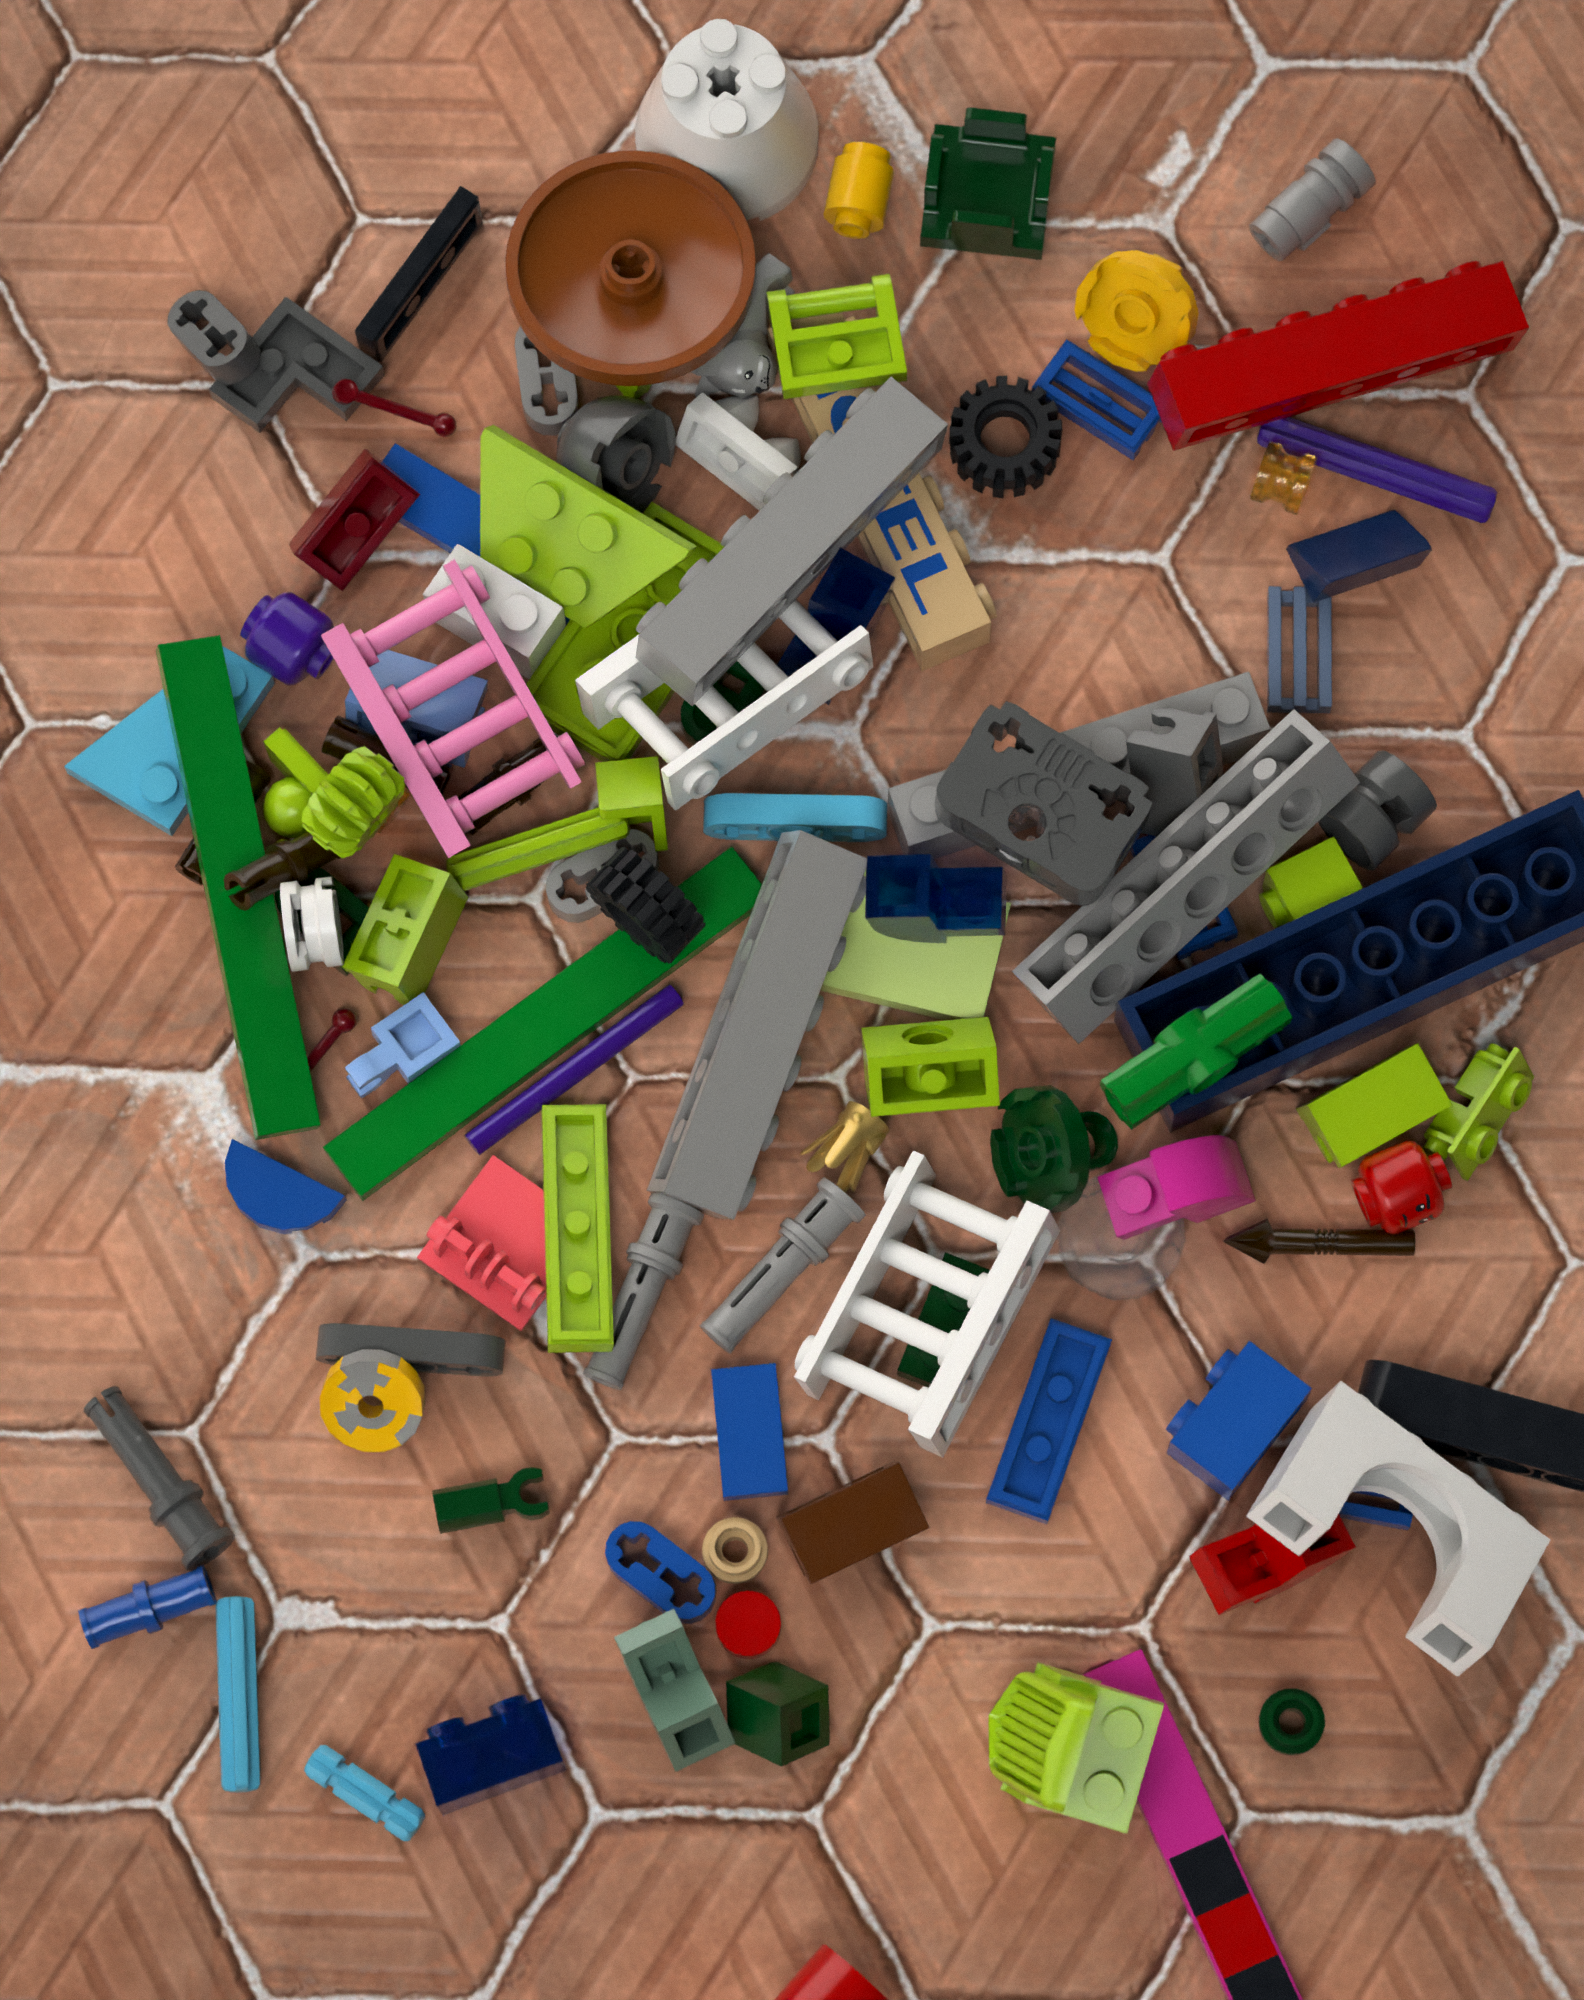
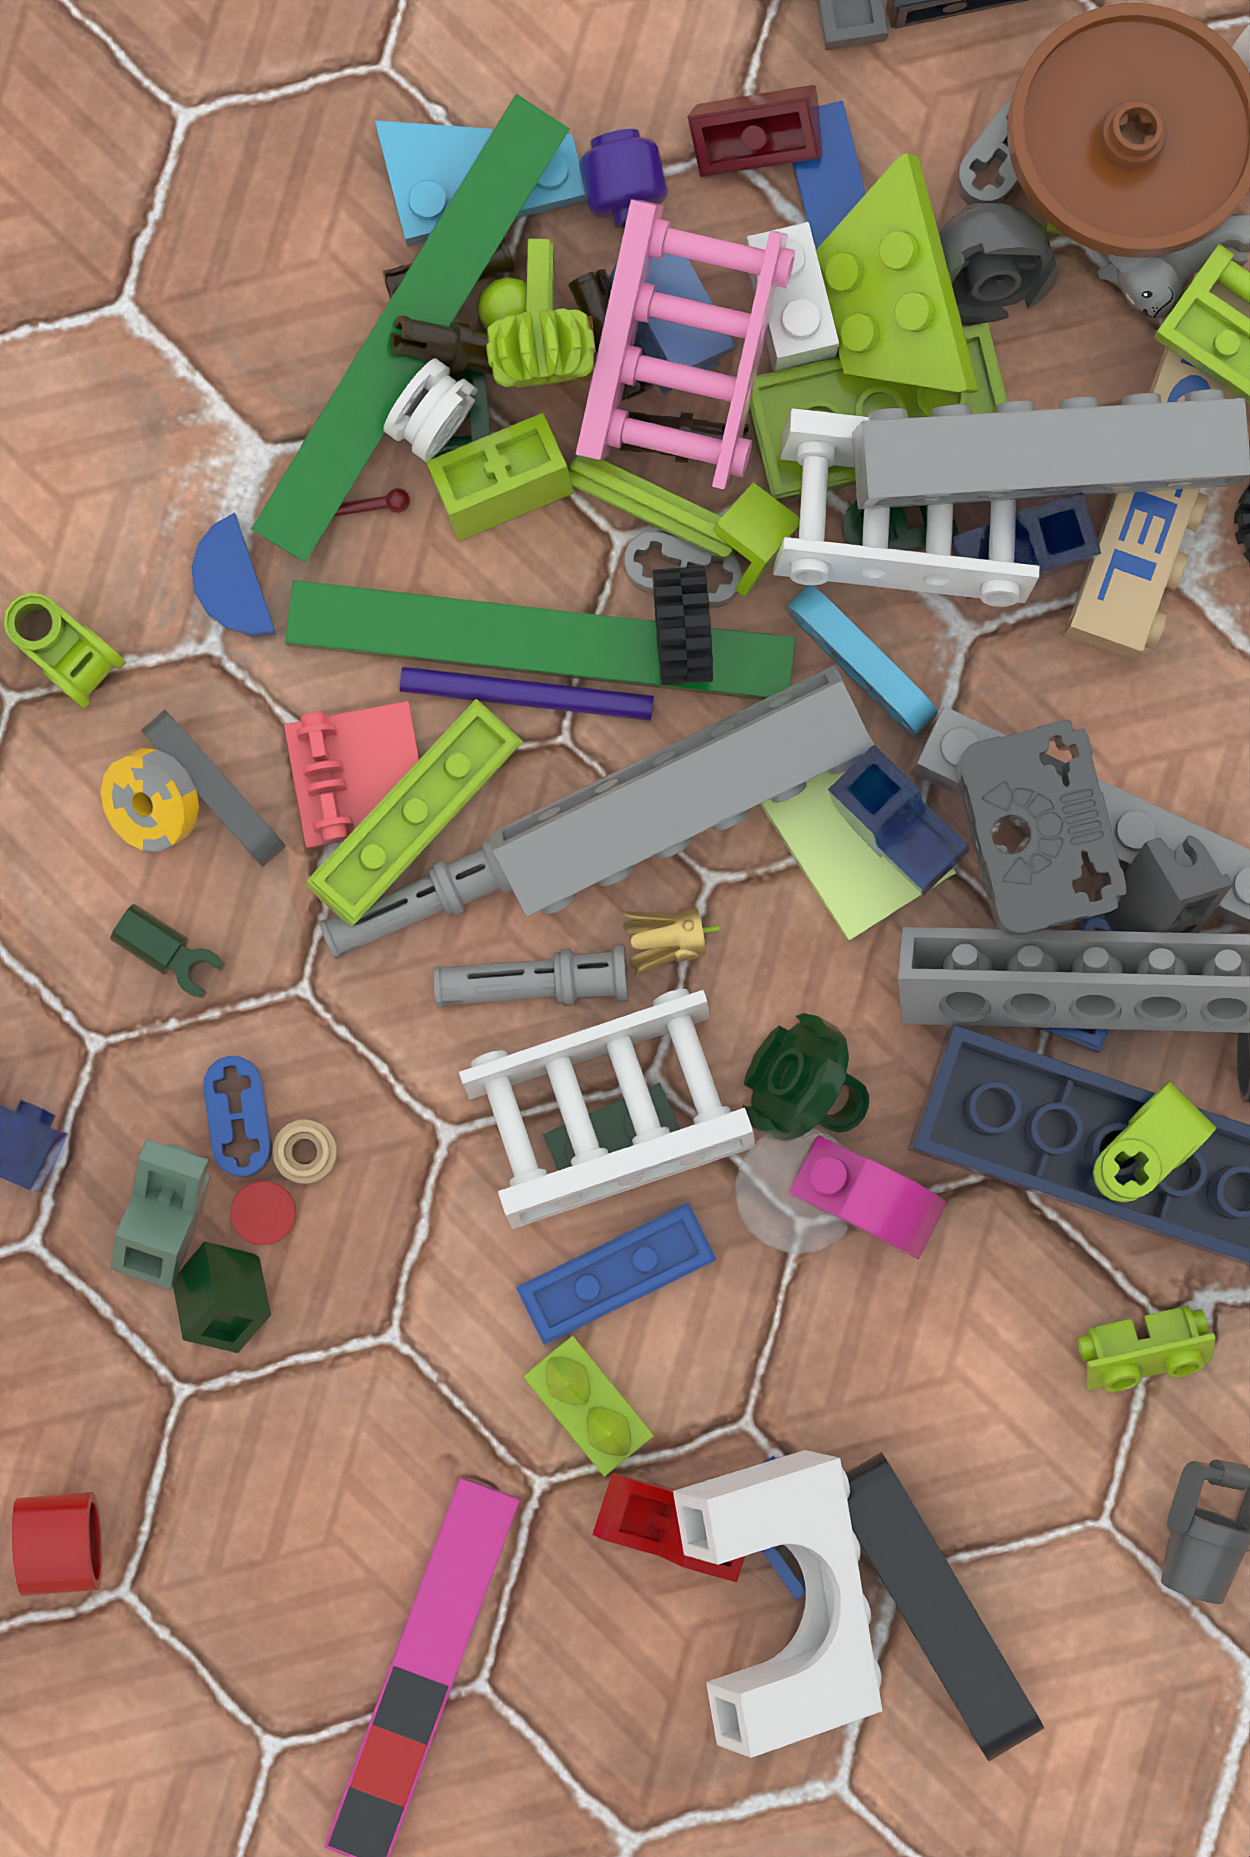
camera: 40 degrees right, 10 degrees up
(202, 1354) = (70, 652): none -> lime piece
(347, 391) = (841, 28): dark red hinge -> none
(408, 1042) = (428, 561): light blue plate -> none
(724, 443) = (1082, 325): white tile -> none
(749, 1432) = (397, 1076): blue tile -> none
(852, 1522) = (403, 1212): reddish brown hinge -> none
(930, 1066) = (776, 939): lime brick -> none
(1072, 1745) = (401, 1523): lime piece -> none
(1123, 1535) = (588, 1405): none -> lime tile
(1195, 1051) = (971, 1119): green piece -> none
(1237, 1419) = (747, 1404): blue brick -> none
(1262, 1240) = (896, 1294): dark brown piece -> none
(1301, 1703) = (572, 1674): dark green plate -> none
(1307, 883) = (1190, 1065): lime brick -> none
(1340, 943) = (1159, 1140): none -> lime piece
(1374, 1106) = (1071, 1274): lime hinge -> none
(1401, 1187) = (1031, 1353): red head -> none

